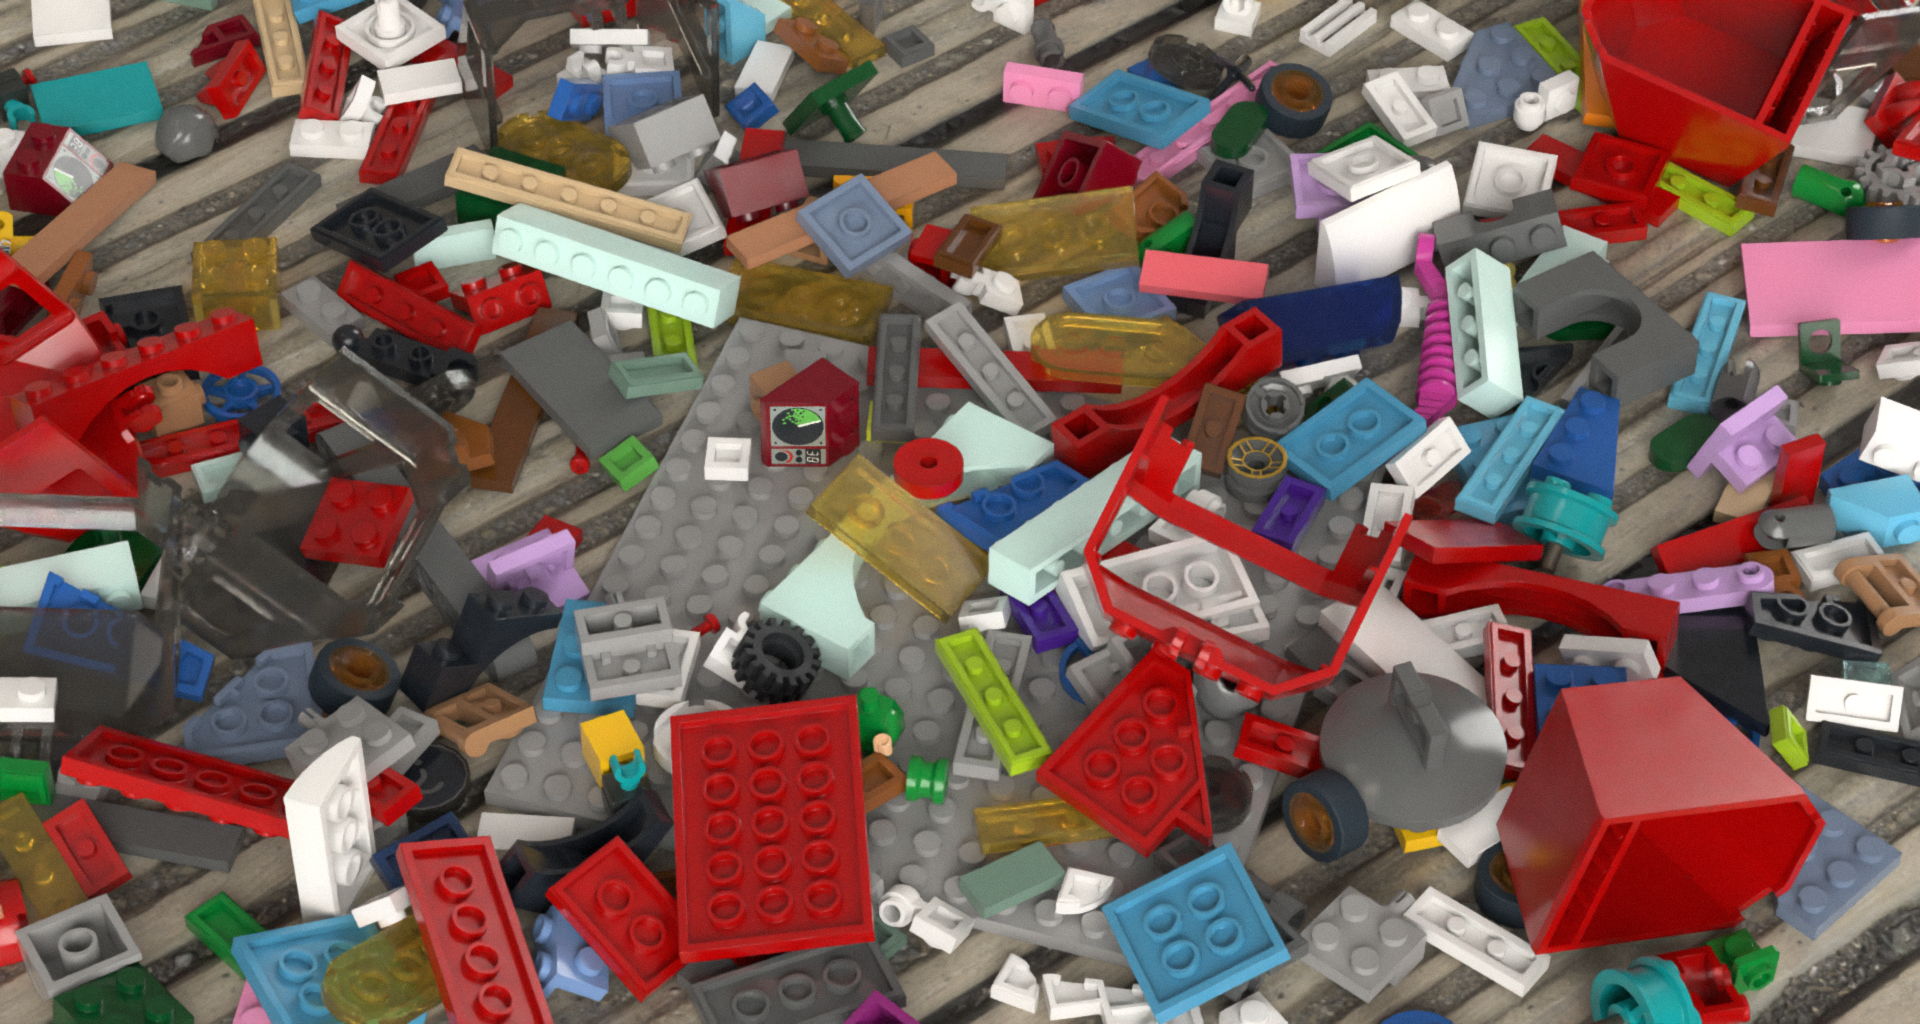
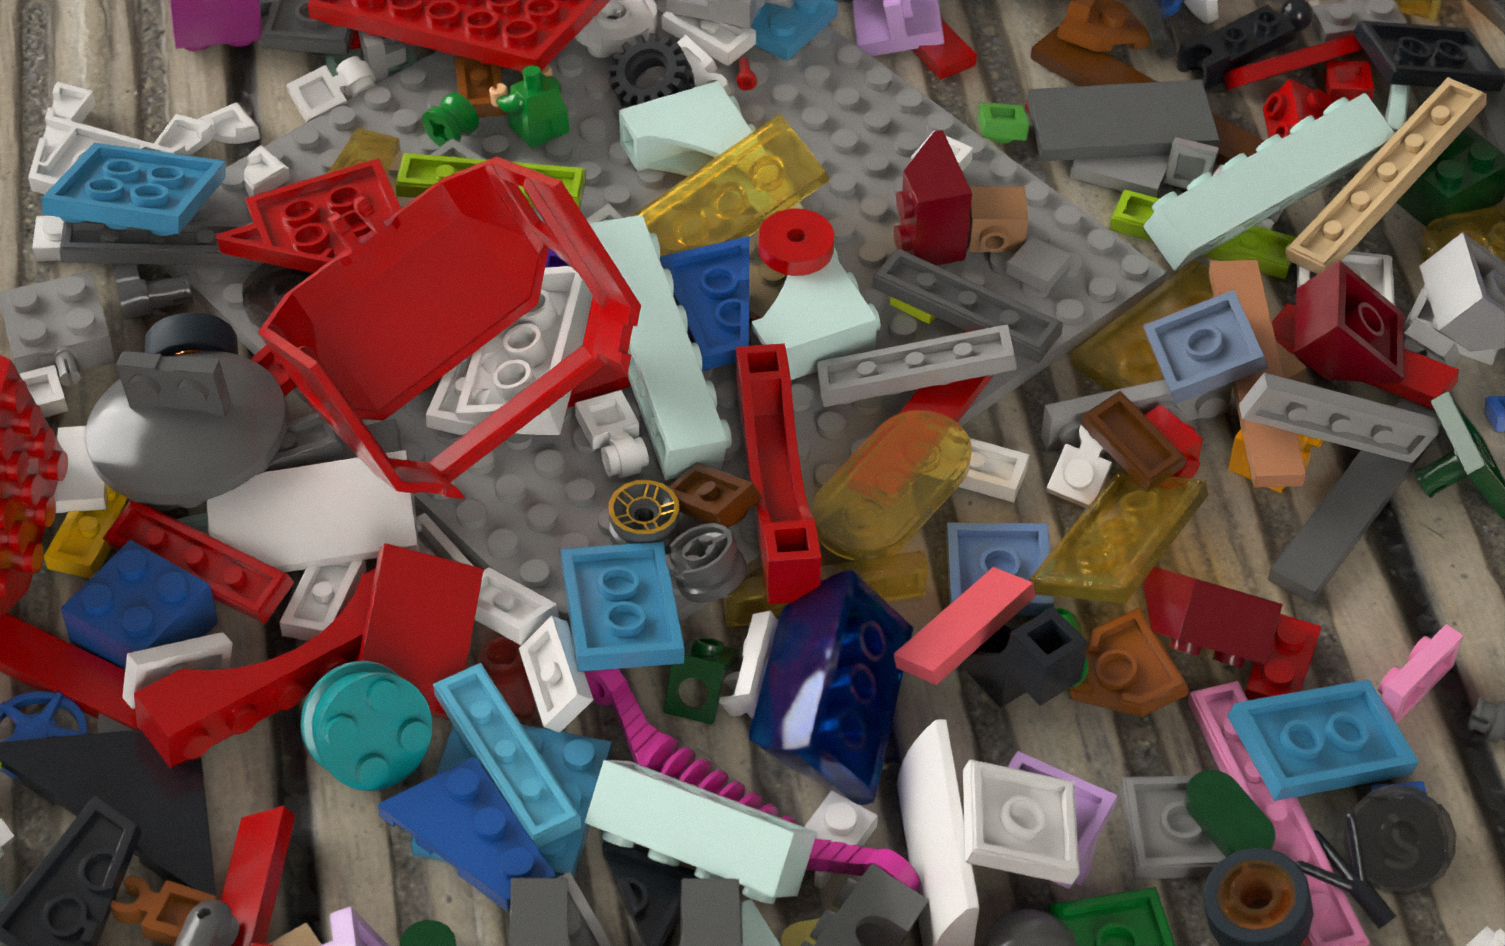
camera: 120 degrees right, 5 degrees up
(655, 375) = (1098, 163): sand green tile -> none
(872, 143) = (1338, 418): none -> light grey plate
(1011, 879) = (311, 136): sand green tile -> none
(1290, 512) = (561, 510): dark purple plate -> none
(1705, 587) = (211, 807): lavender plate -> none

